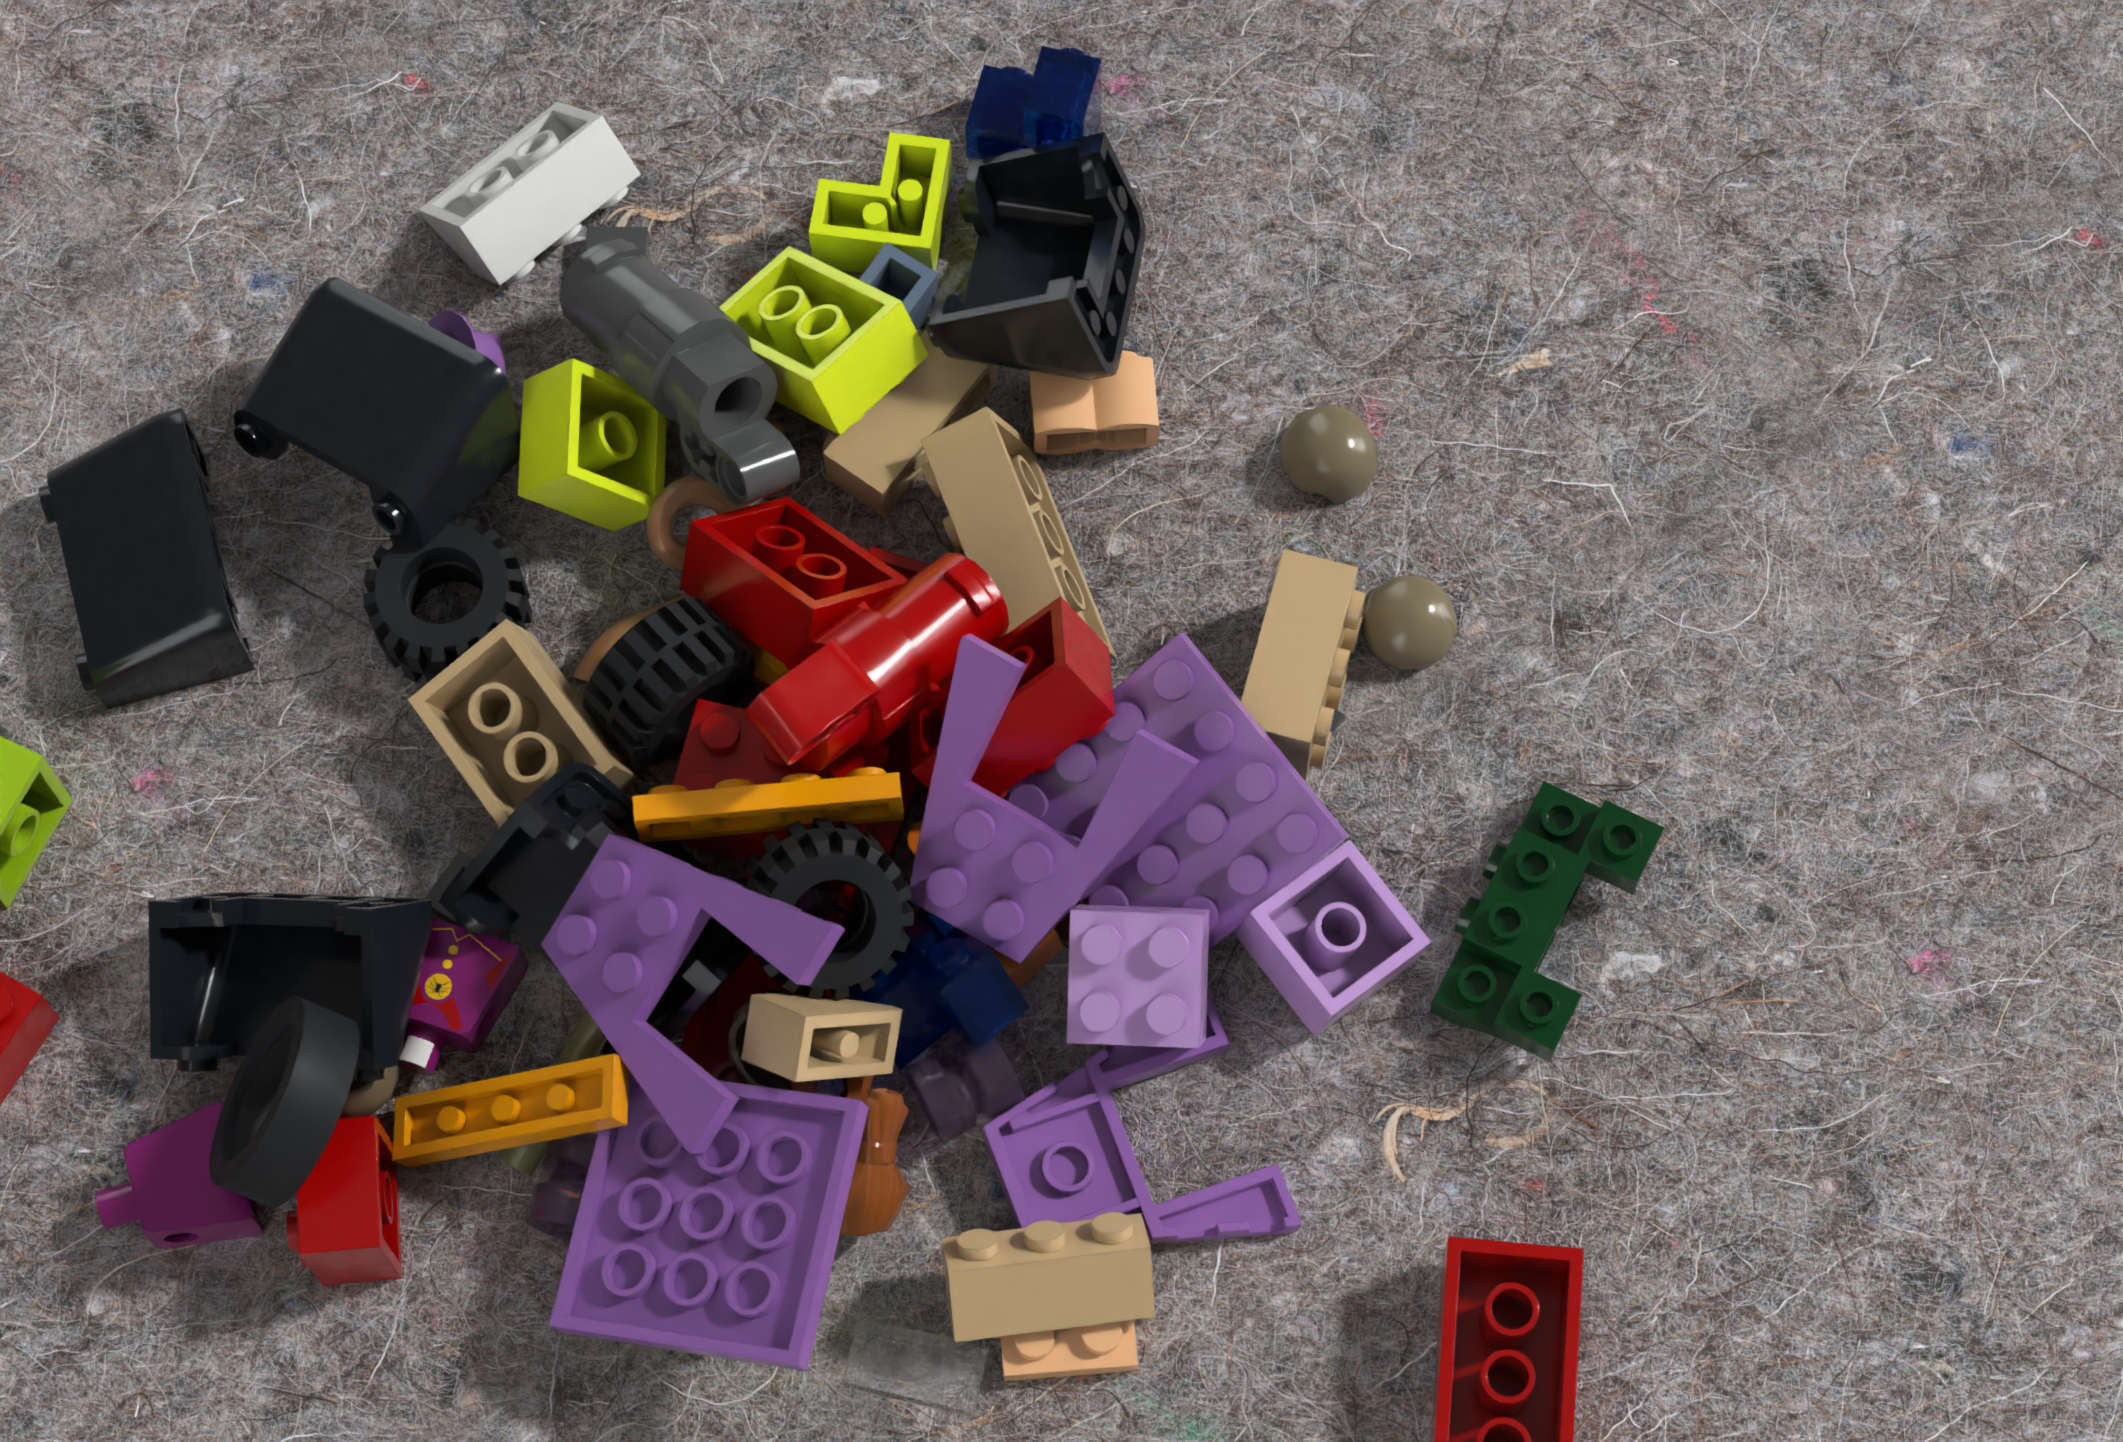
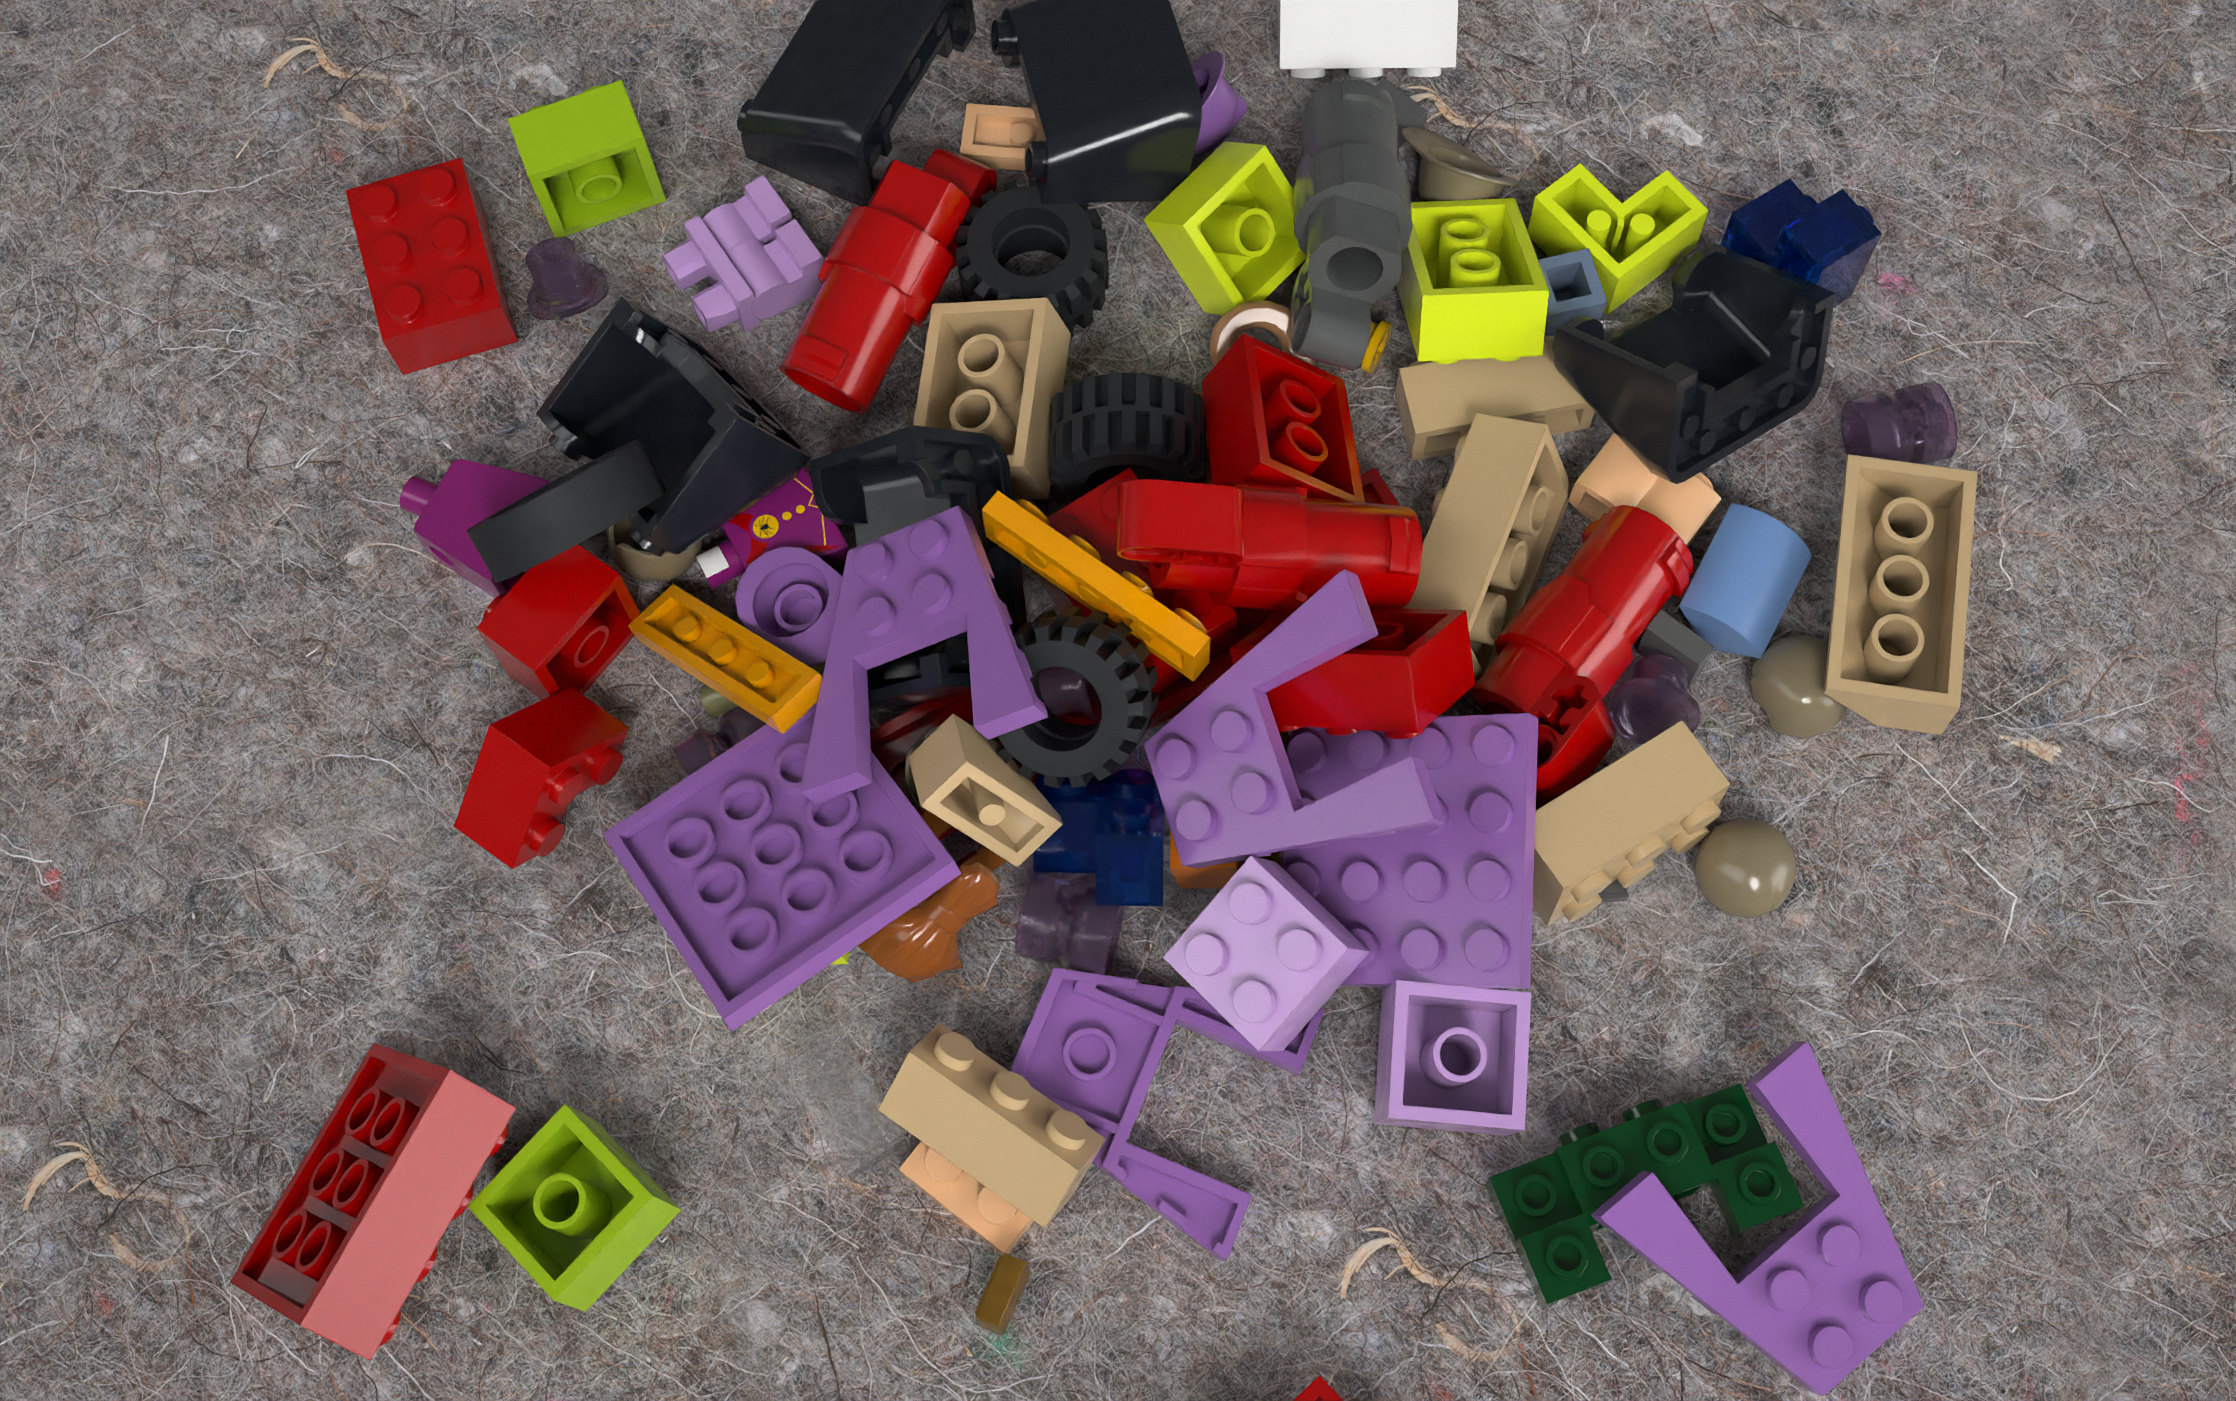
camera: 45 degrees right, 0 degrees up
(60, 937) = (562, 281): none -> clear purple piece
(202, 790) = (750, 255): none -> lavender hips
(322, 517) = (997, 135): none -> light nougat plate
(344, 711) = (884, 277): none -> red piece
(439, 1331) = (533, 771): none -> red brick
(525, 1023) = (790, 602): none -> medium lavender piece
(716, 261) = (1452, 170): none -> dark tan piece
(1144, 554) = (1579, 640): none -> red piece
(1166, 1393) = (1002, 1293): none -> pearl gold tile
(1217, 501) = (1673, 639): none -> dark grey tile
(1225, 408) = (1745, 581): none -> medium blue brick
(1227, 205) = (1909, 427): none -> clear purple wheel
(1239, 553) = (1653, 700): none -> clear purple piece
(1345, 322) = (1901, 592): none -> tan slope
(1722, 872) = (1827, 1283): none -> medium lavender wing

